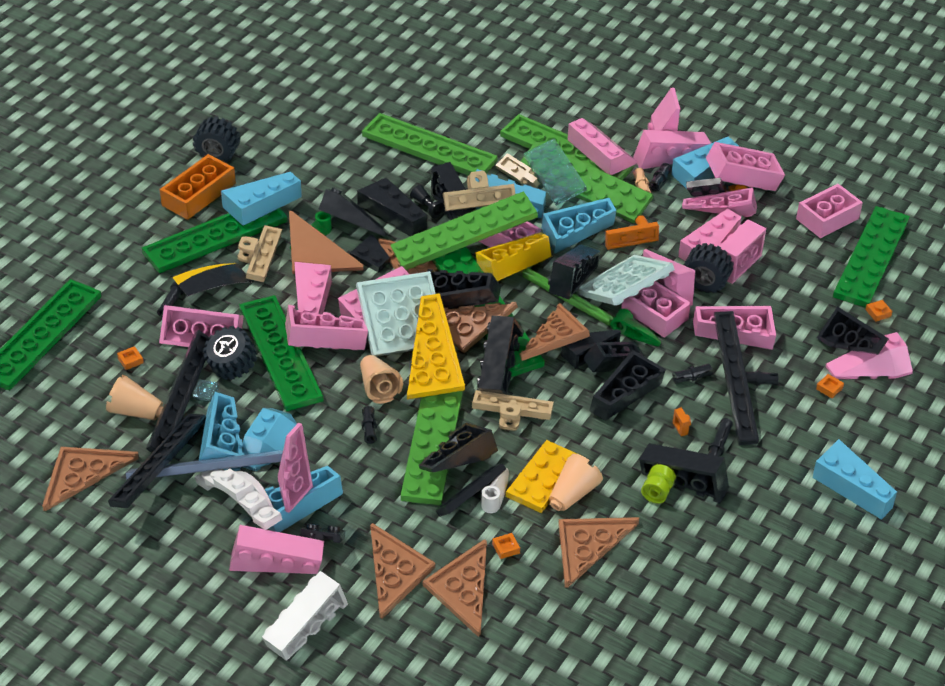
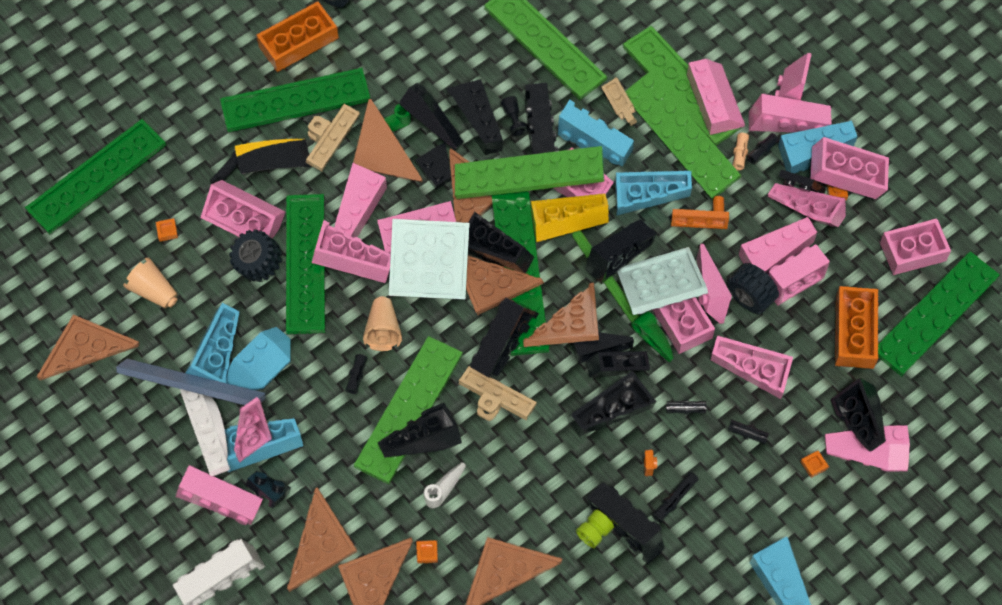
camera: 20 degrees right, 20 degrees up
(157, 461) = (147, 364): black tile -> none
(180, 391) = (194, 290): black tile -> none
(205, 390) = (221, 289): clear light blue plate -> none
(261, 197) = (351, 70): medium azure wedge -> none
(434, 357) = (440, 319): yellow wing -> none
(472, 488) = (419, 479): black tile -> none
(477, 194) = (559, 133): tan plate -> none
(539, 477) = (494, 482): yellow plate -> none
(555, 171) = (654, 116): clear light blue plate -> none
(574, 482) = (513, 505): light nougat cone -> none
(736, 378) = (722, 429): black tile -> none
(812, 277) = (856, 327): none -> orange brick
(878, 310) = (909, 384): orange plate -> none

